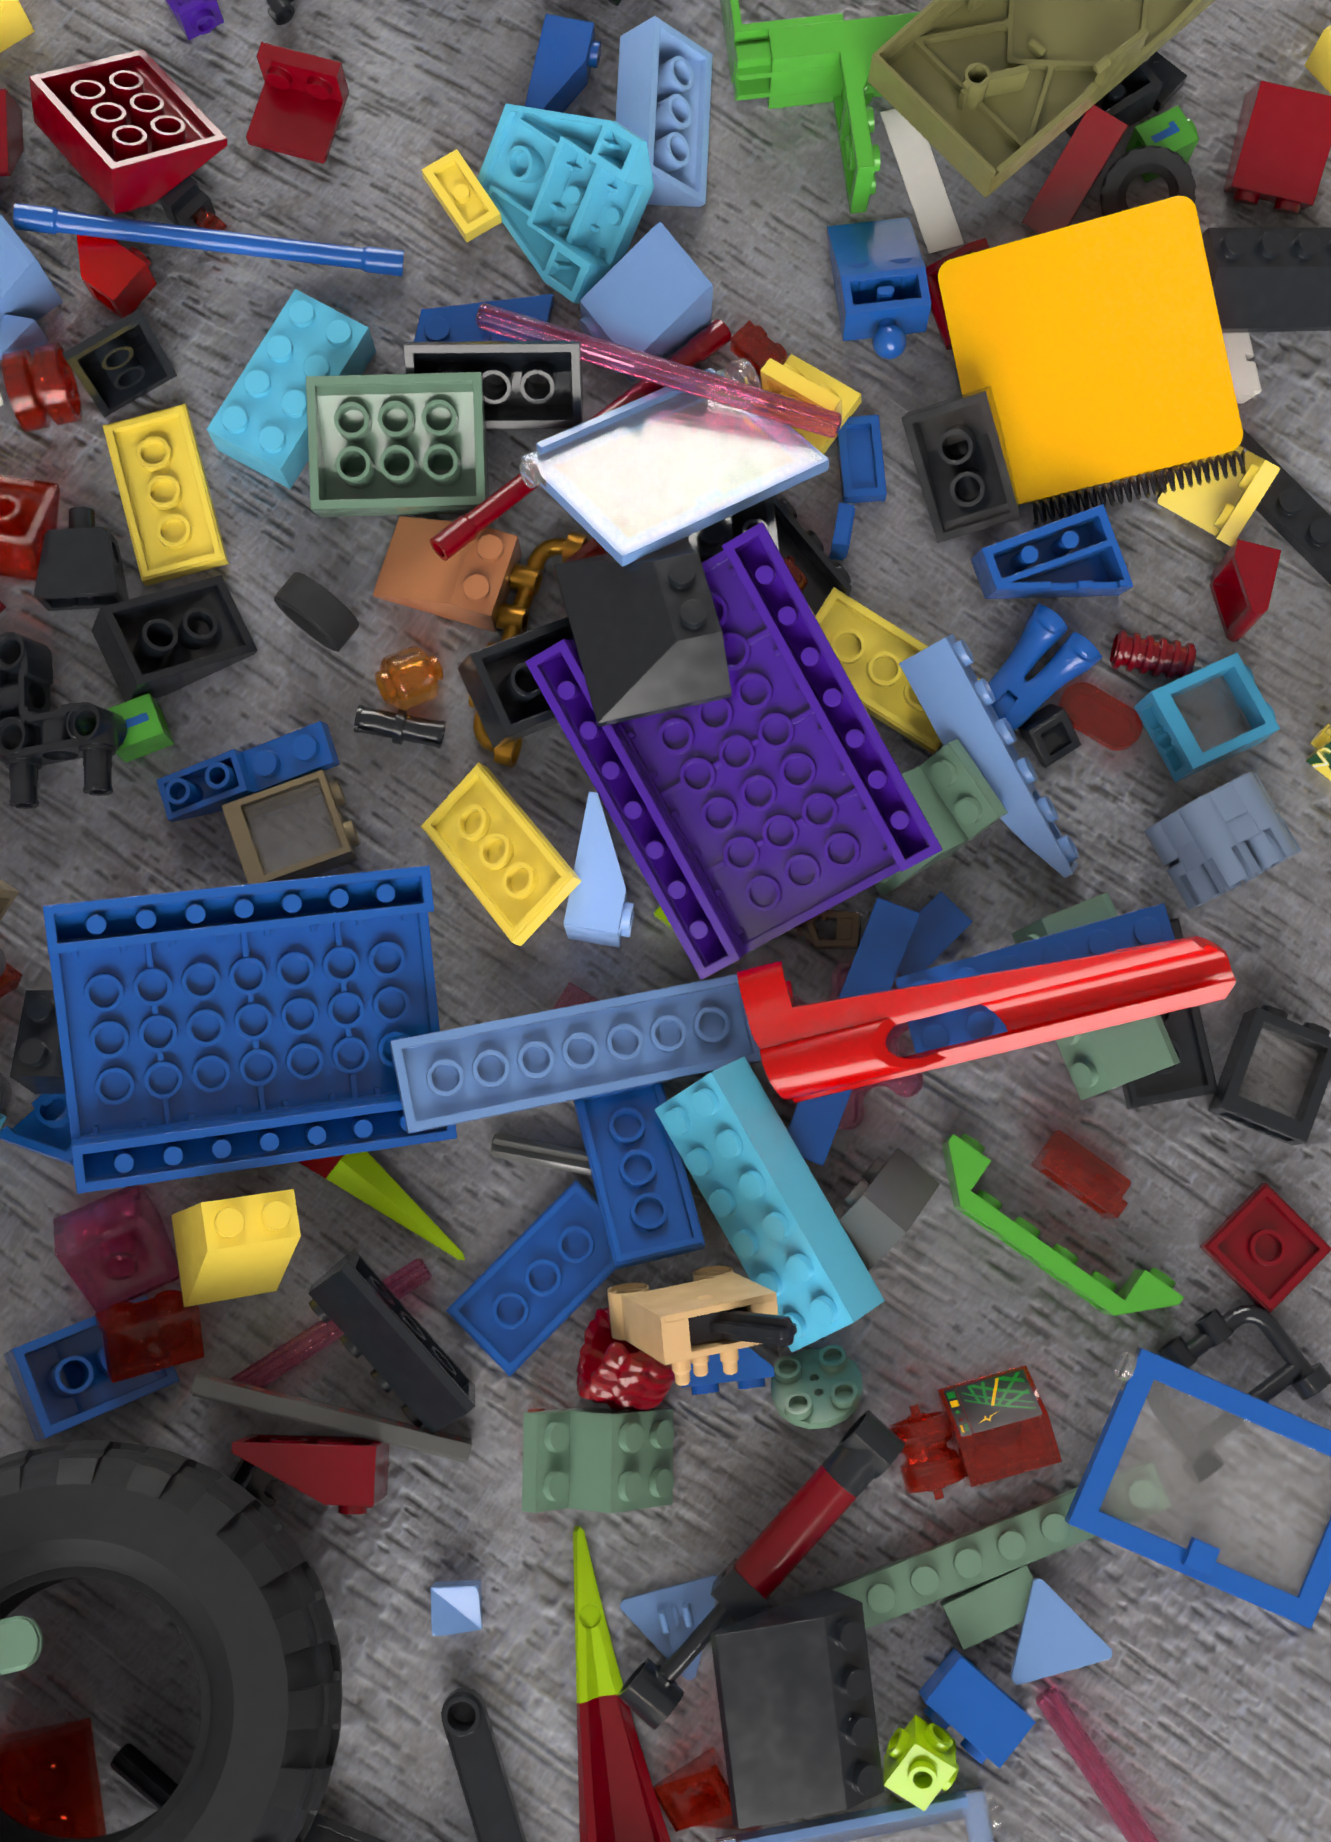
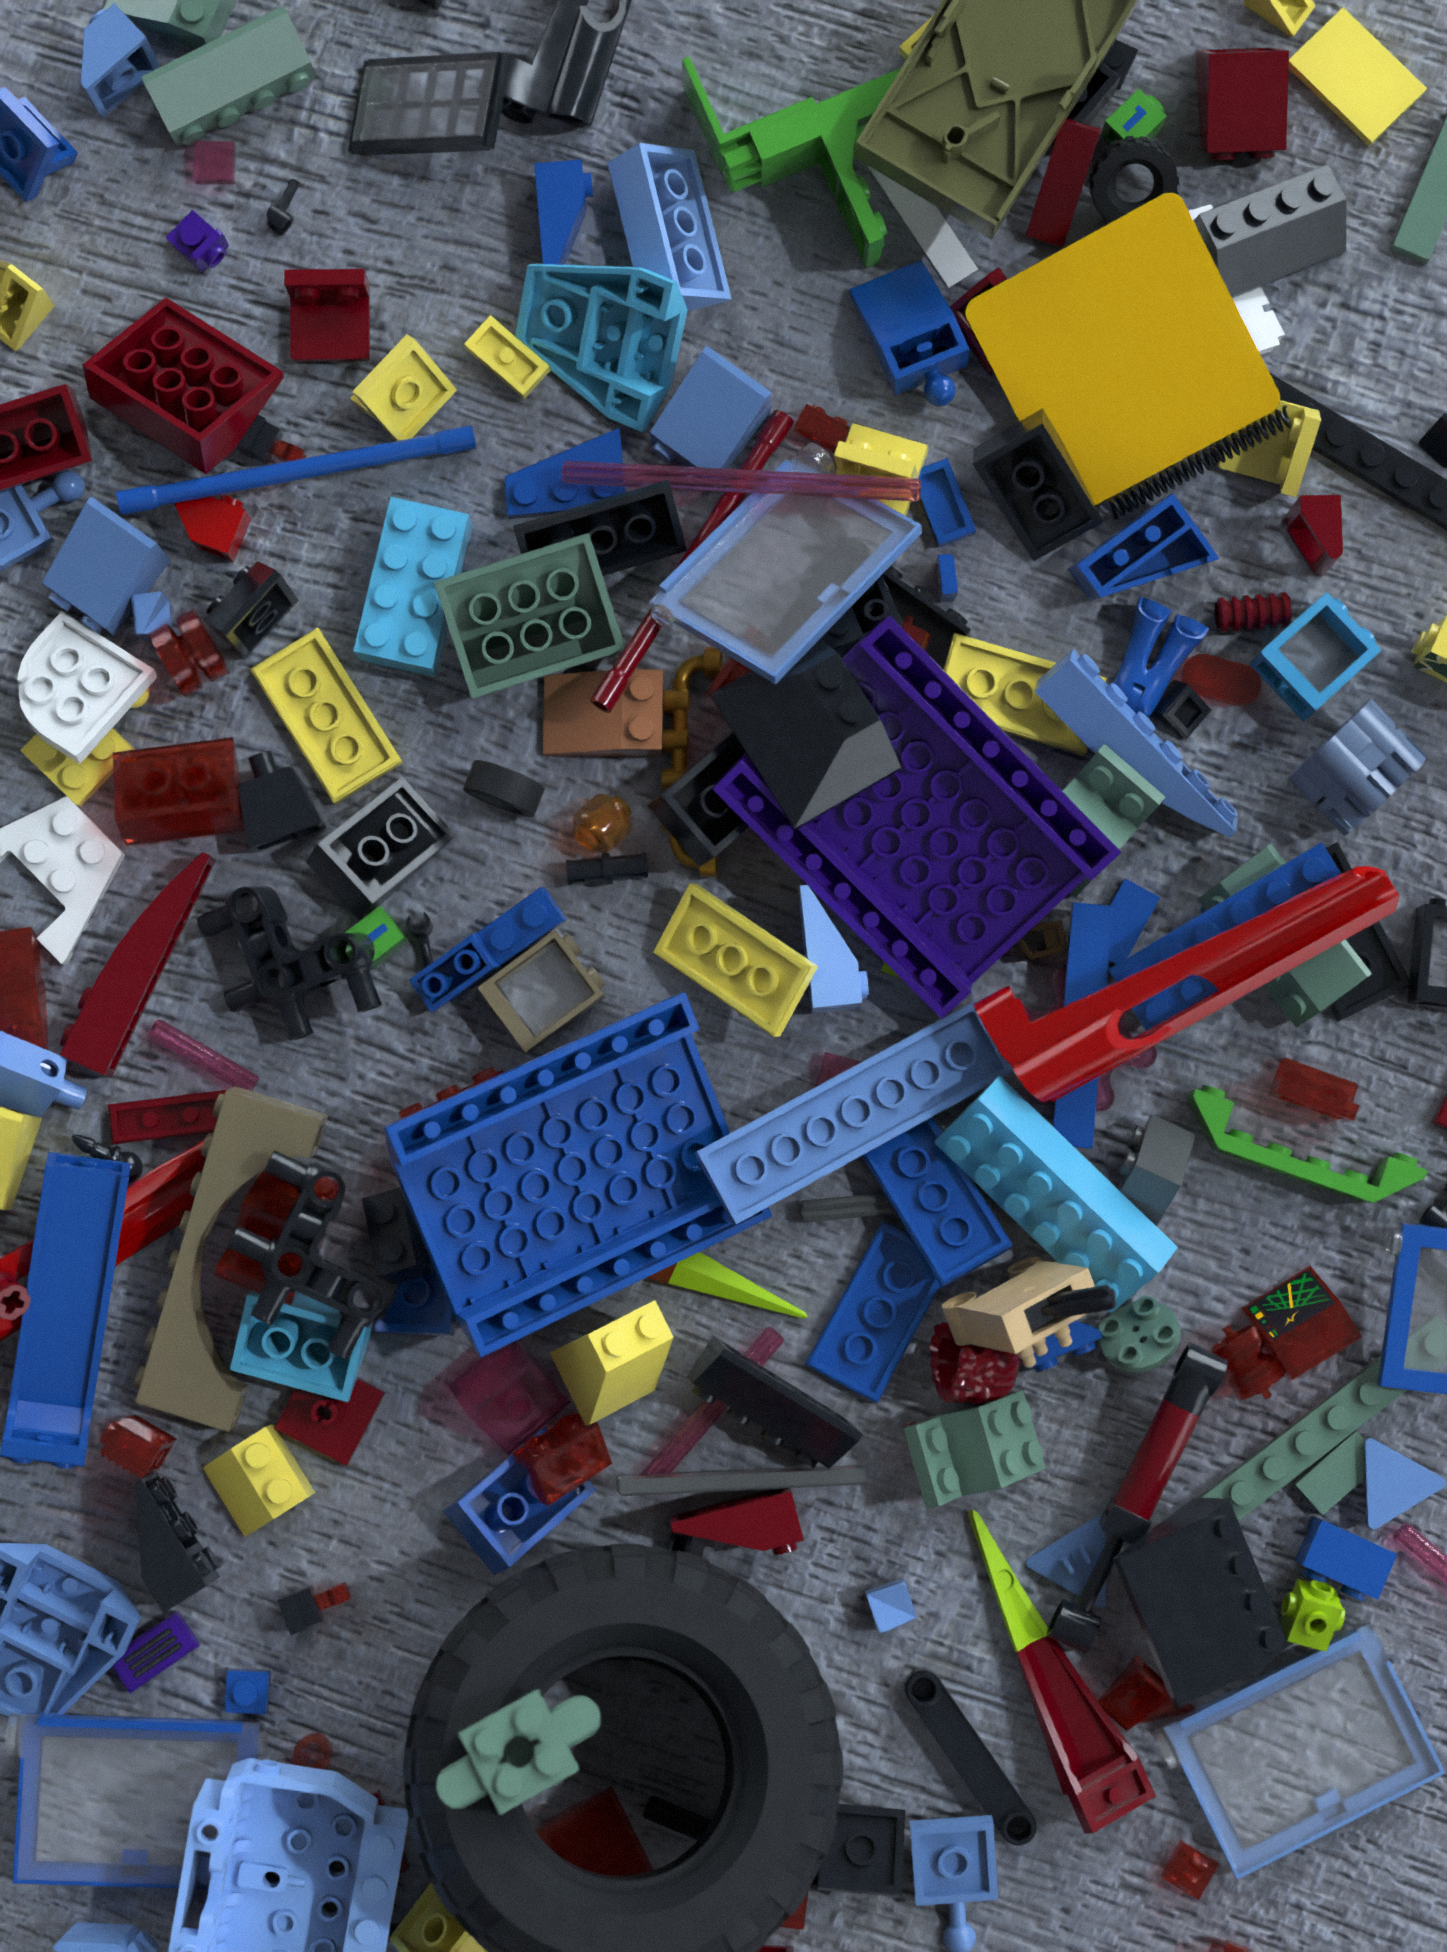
camera: 15 degrees left, 5 degrees up
(188, 739) = (422, 938): none -> black hand
(345, 193) = (403, 390): none -> light yellow bracket

